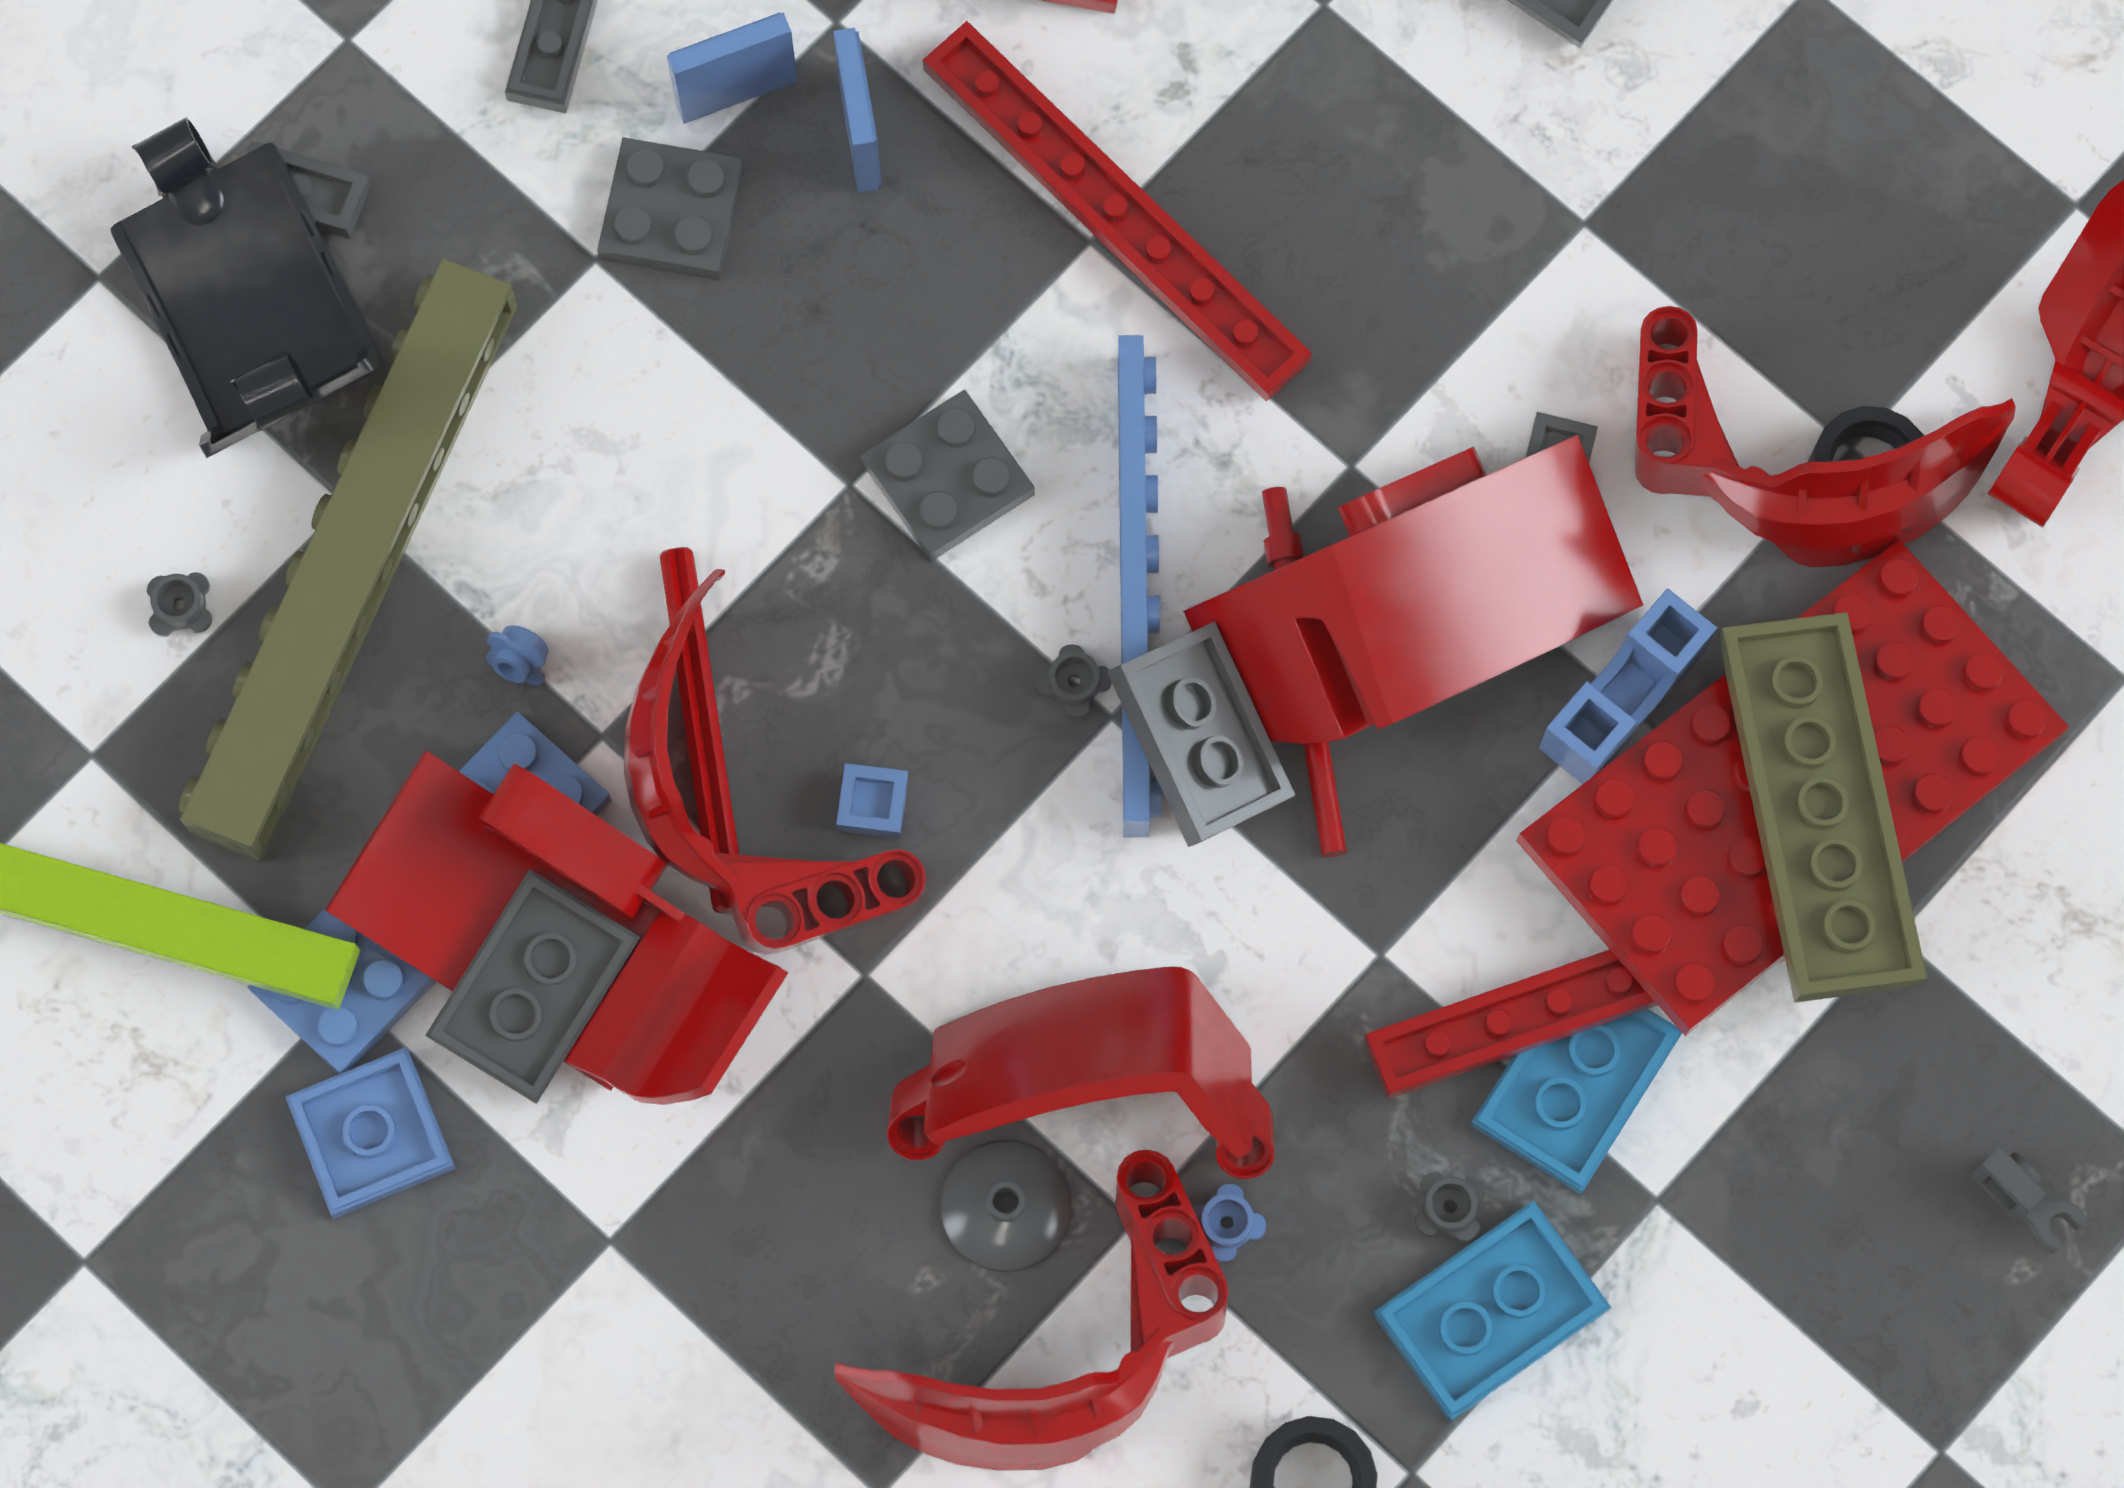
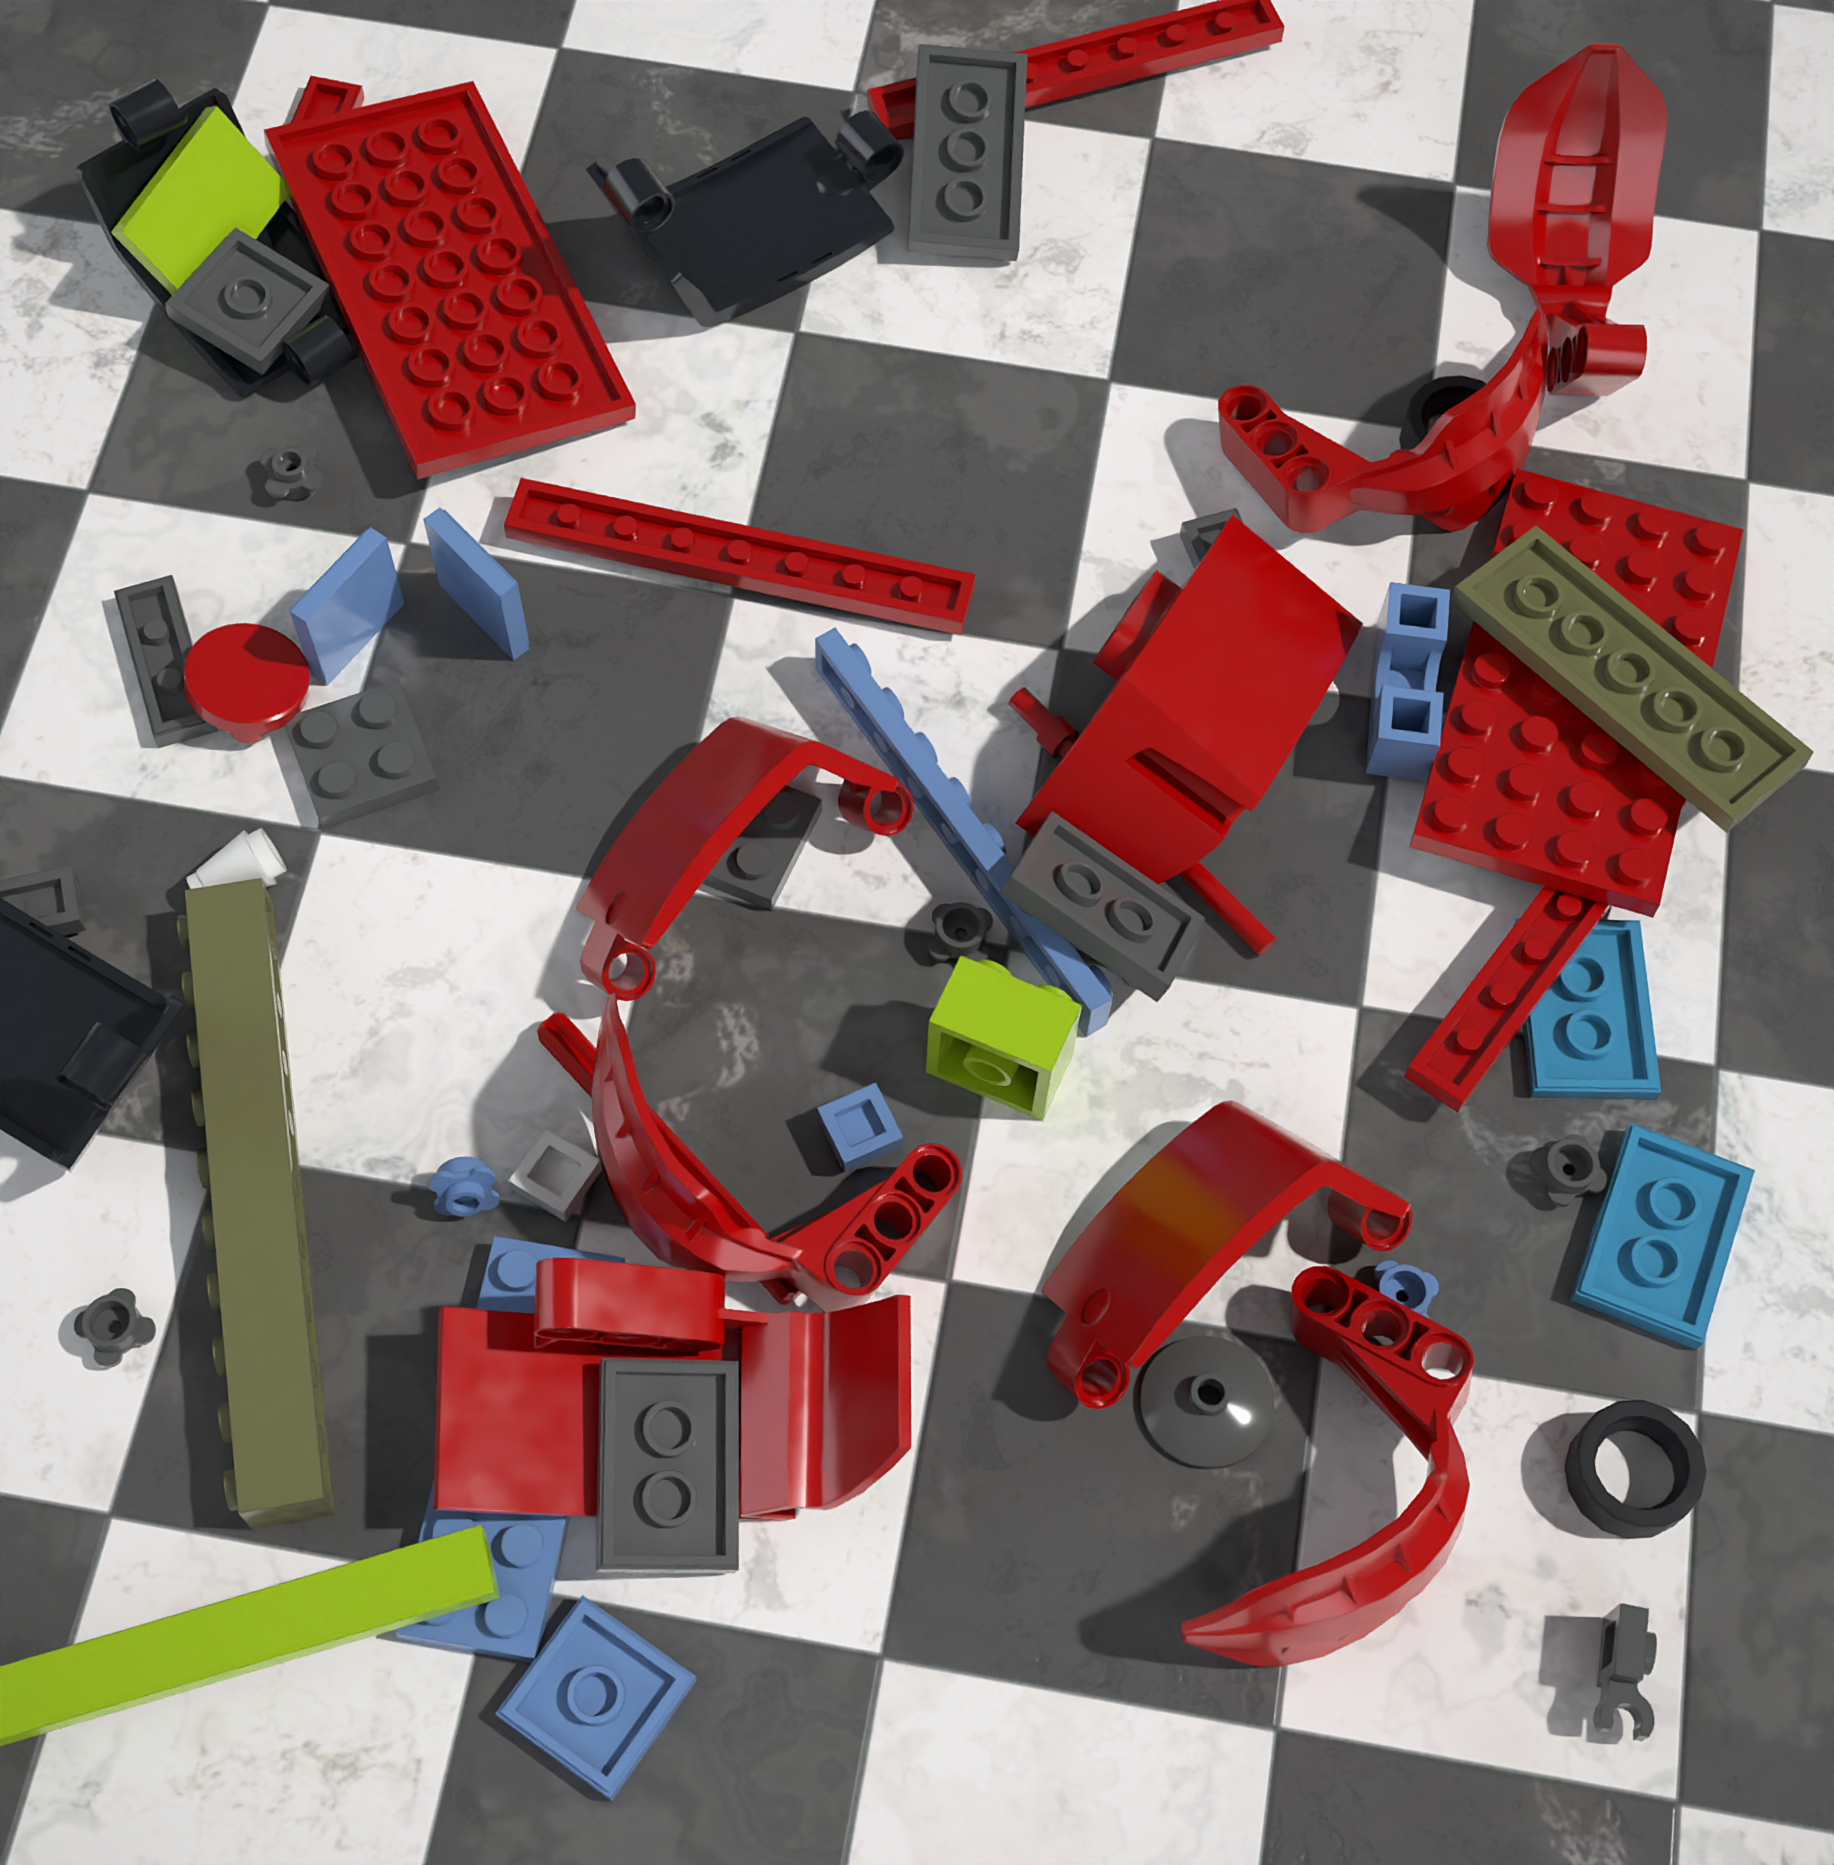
camera: 35 degrees left, 10 degrees down
(507, 256) = (241, 860): none -> white cone
(597, 688) = (555, 1174): none -> white plate
(610, 84) = (246, 680): none -> red tile
(912, 443) = (691, 825): none -> red panel
(1034, 797) = (1002, 1036): none -> lime brick

